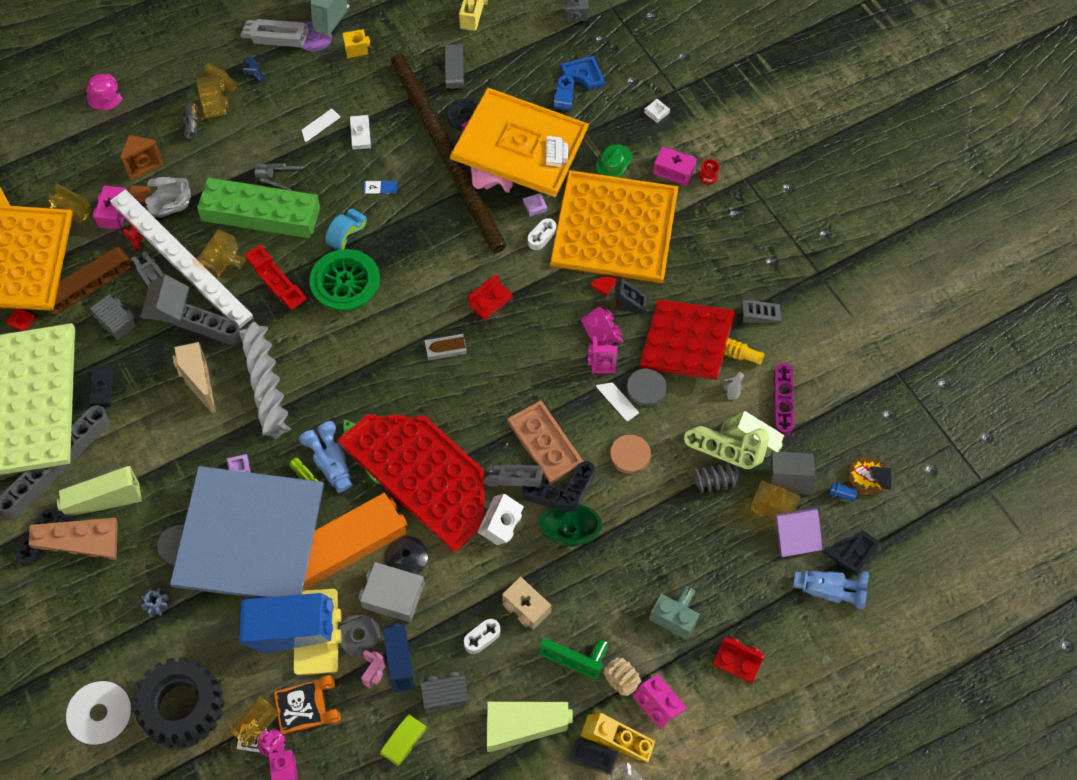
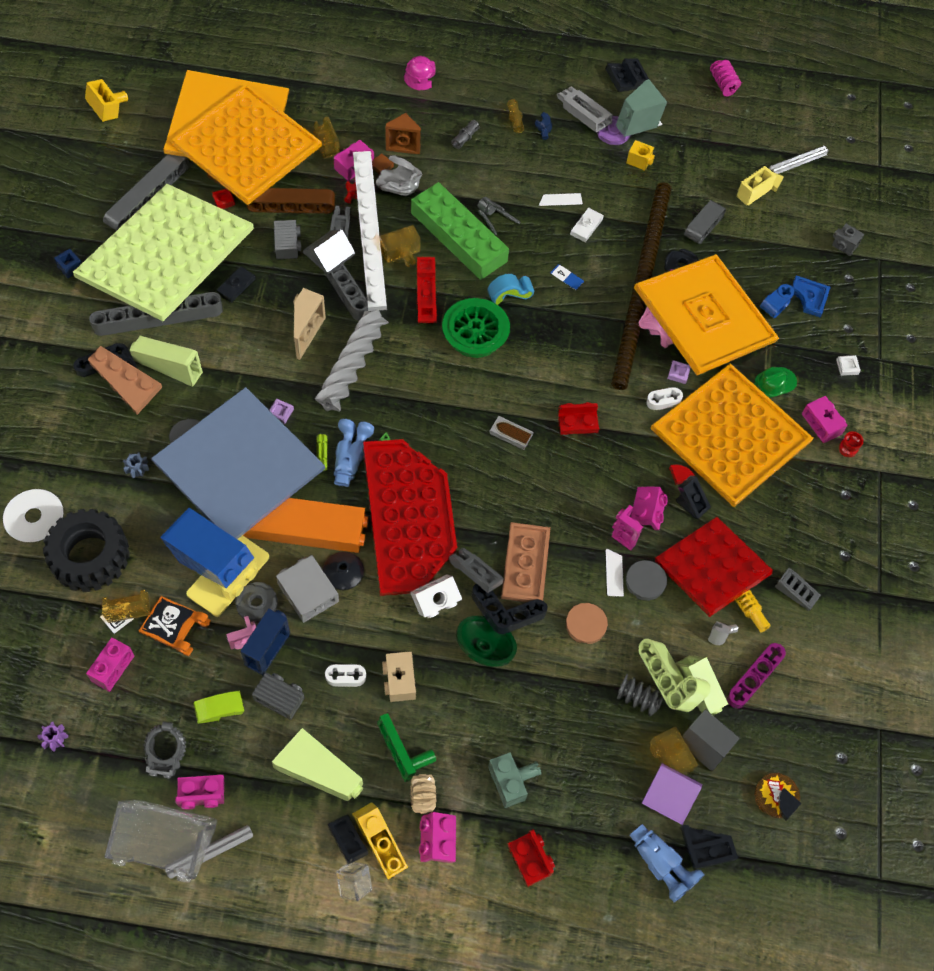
camera: 35 degrees right, 0 degrees up
(211, 96) = (494, 124): clear yellow brick -> none
(271, 742) = (123, 631): dark pink gear -> none
(556, 151) = (729, 340): white piece -> none
(842, 491) = (742, 790): blue pin -> none

